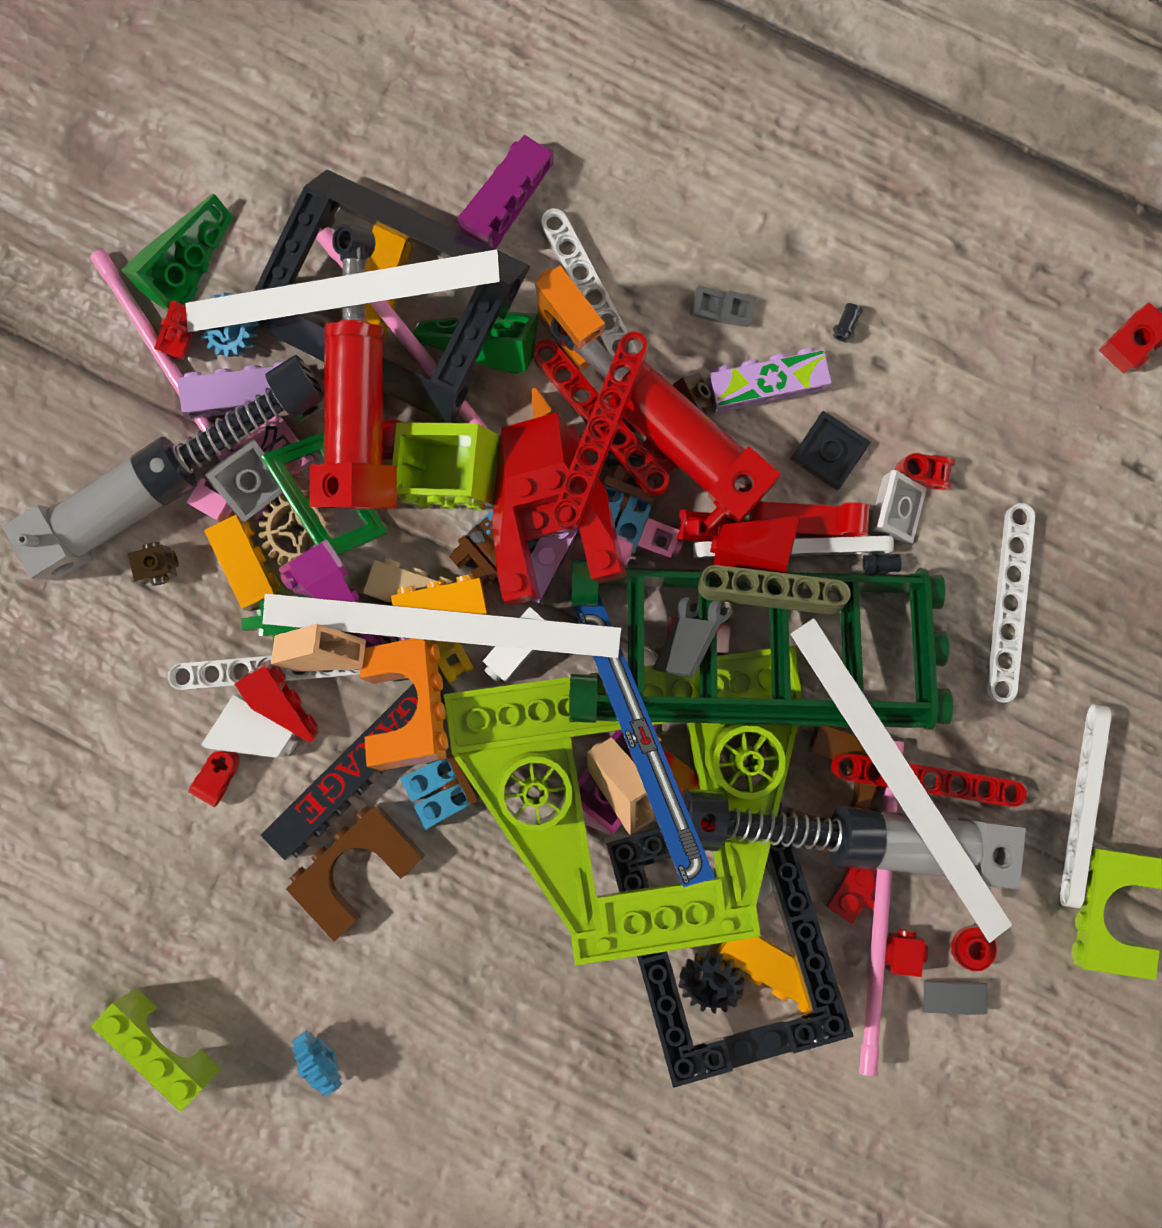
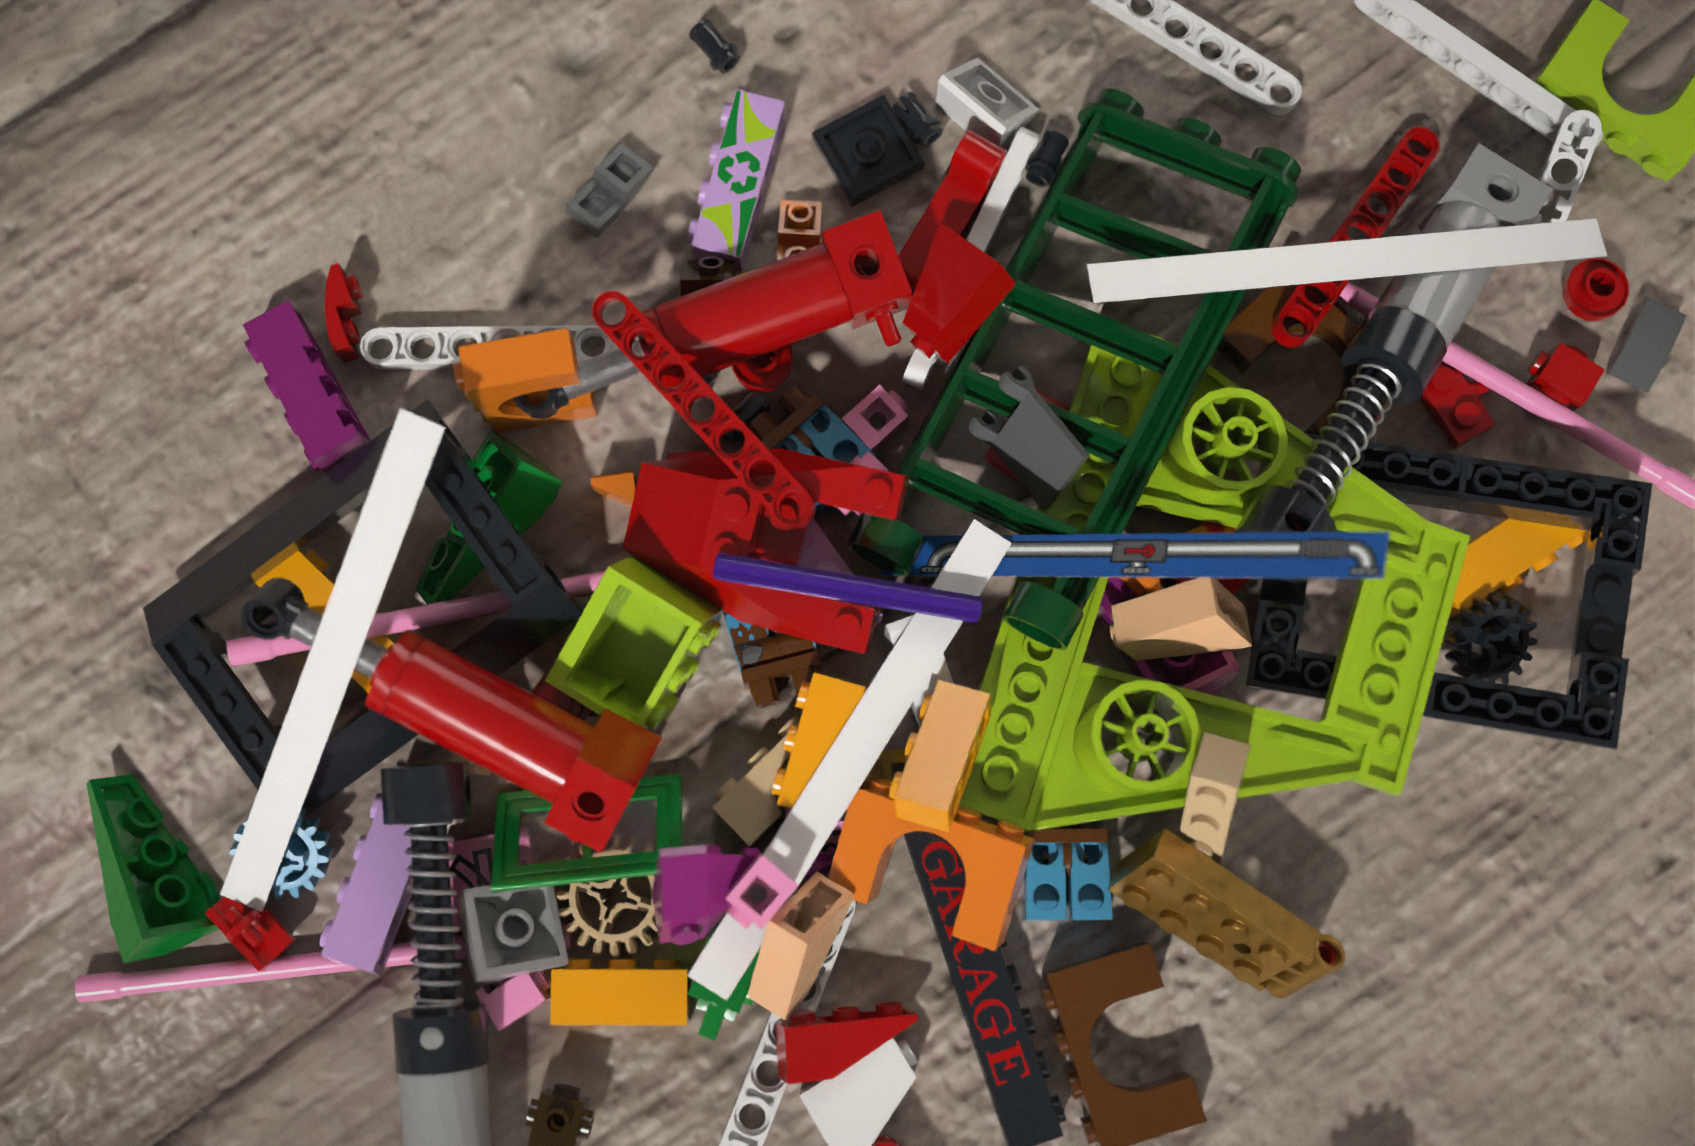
camera: 65 degrees left, 5 degrees down
(318, 615) = (777, 888): none -> bright pink brick
(457, 895) = (1224, 917): none -> pearl gold hinge
(466, 678) = (941, 755): none -> light orange brick
(511, 853) = (1213, 795): none -> tan arch
(537, 571) = (847, 587): none -> dark purple axle
(569, 184) = (340, 307): none -> red slope
(584, 409) = (653, 414): red beam -> none
(694, 529) = (885, 364): red hips -> none
(756, 433) = (798, 226): none -> orange slope
(786, 583) = (1023, 279): olive beam -> none
(862, 477) = (922, 125): none -> black pin
(931, 470) = (959, 40): red piece -> none
(1063, 883) = (1587, 143): none -> white beam

